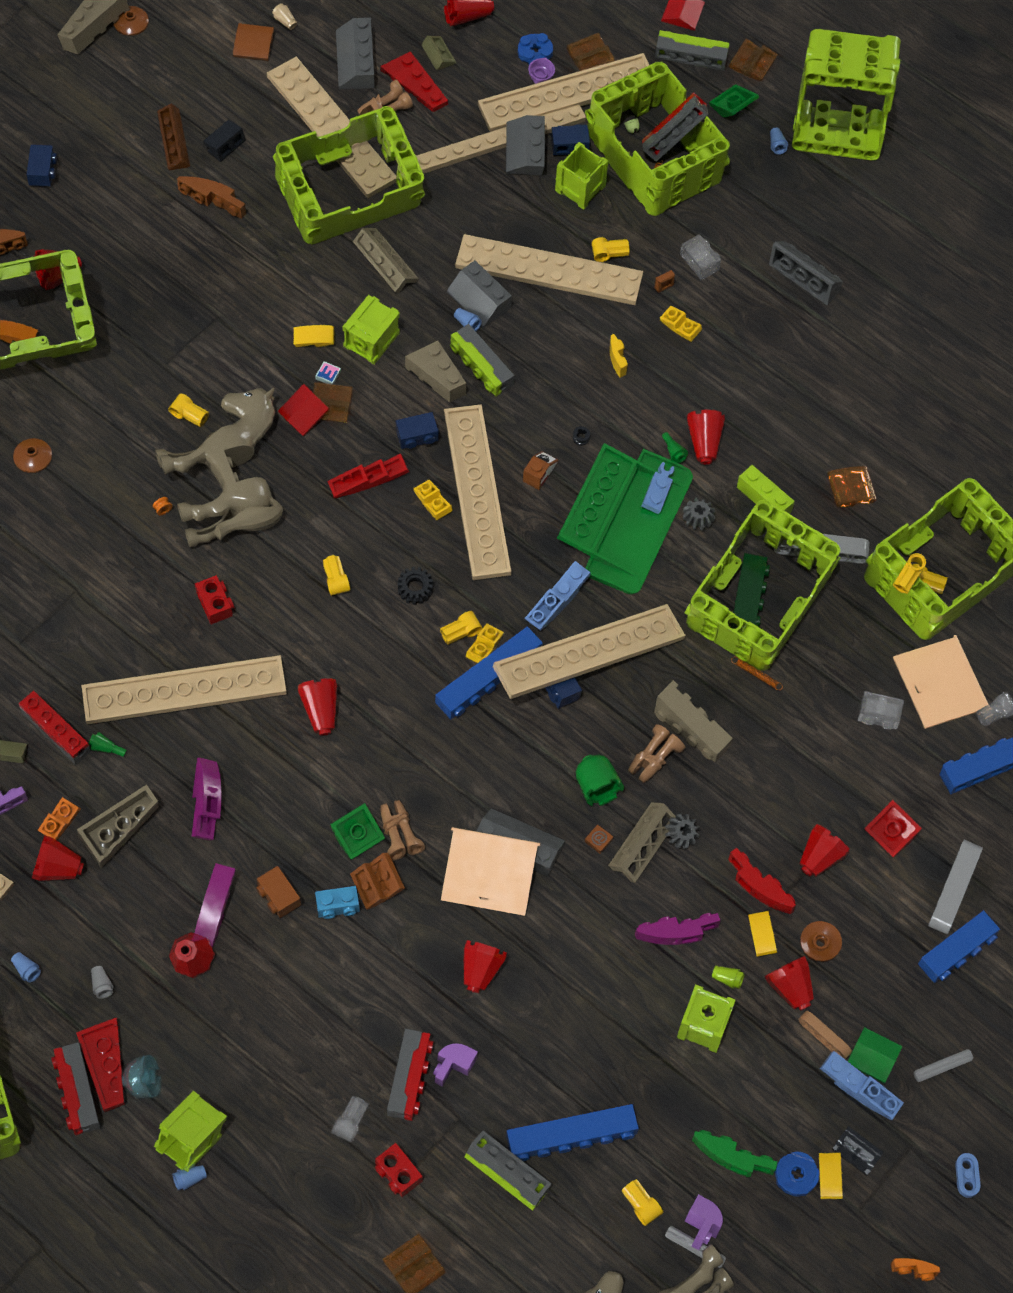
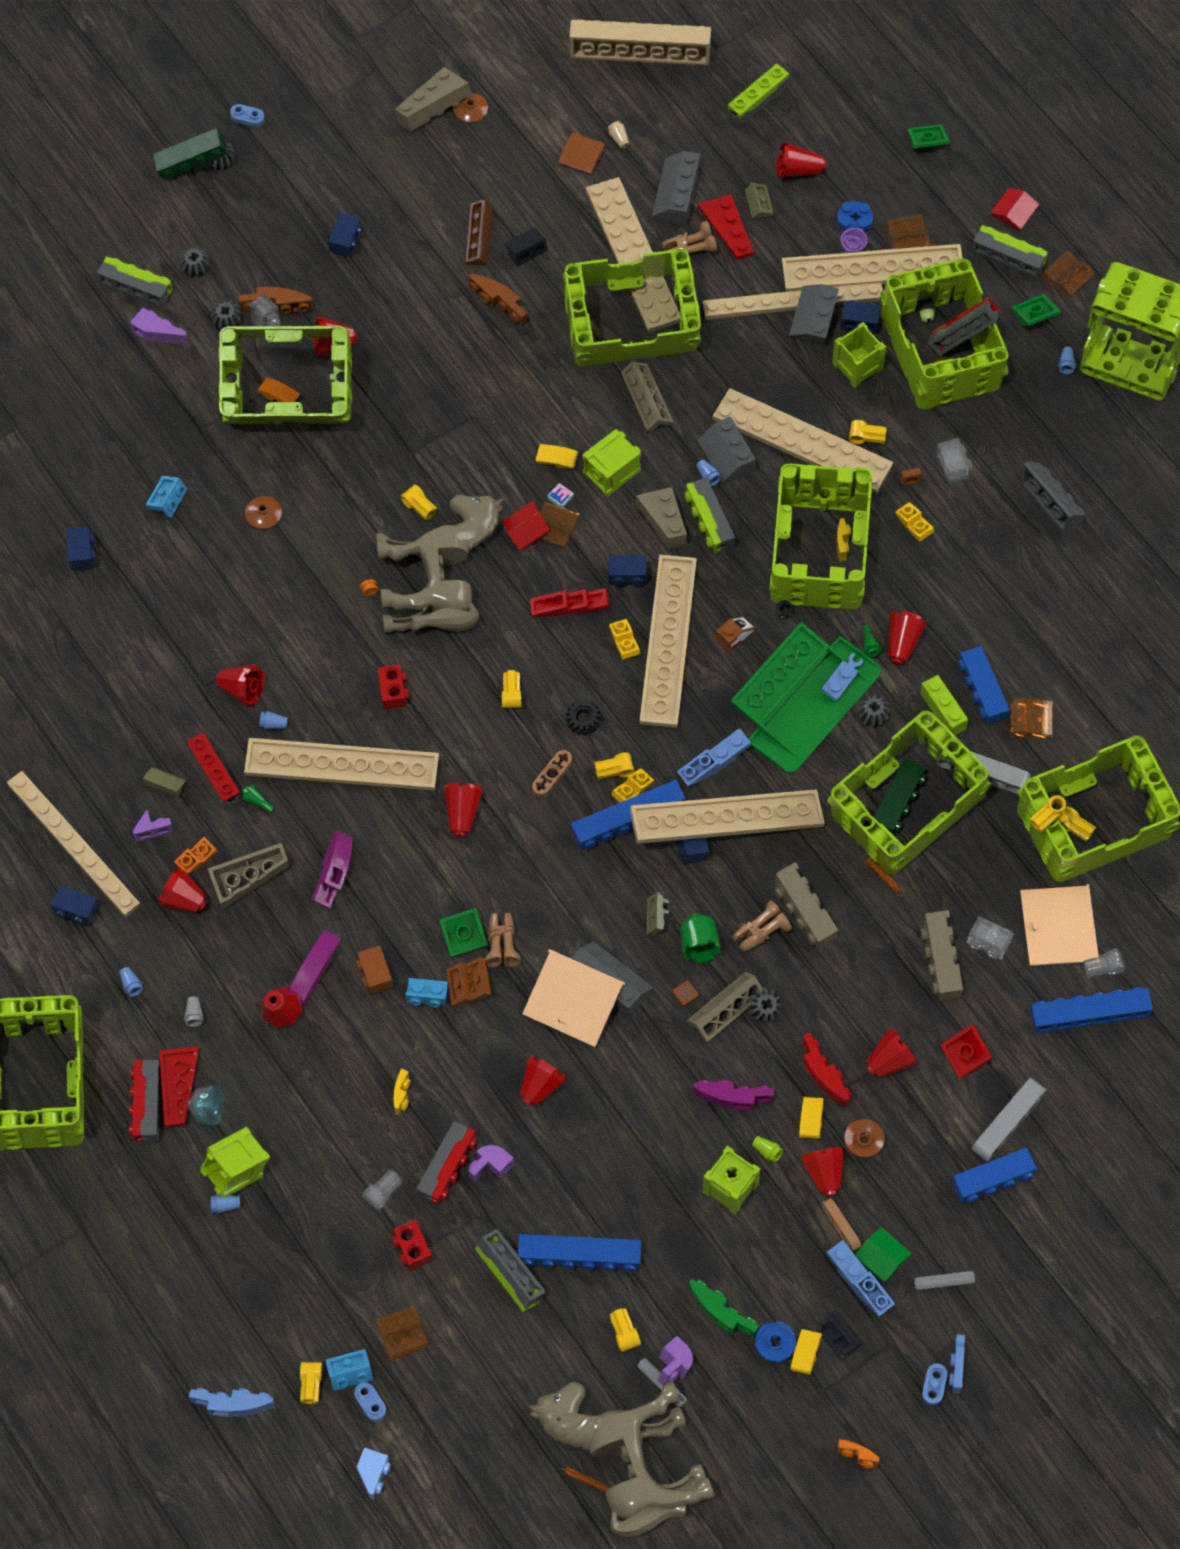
camera: 20 degrees right, 0 degrees up
(59, 630) = (242, 683): none -> red cone
(100, 662) = (272, 721): none -> medium blue cone
(341, 1016) = (400, 1096): none -> yellow slope
(401, 658) = (552, 765): none -> medium nougat beam
(545, 765) = (656, 913): none -> olive plate
(606, 307) = (845, 491): none -> lime piece
(796, 465) = (984, 685): none -> blue brick
(840, 739) = (942, 955): none -> dark tan wedge
(983, 1146) = (957, 1361): none -> medium blue plate

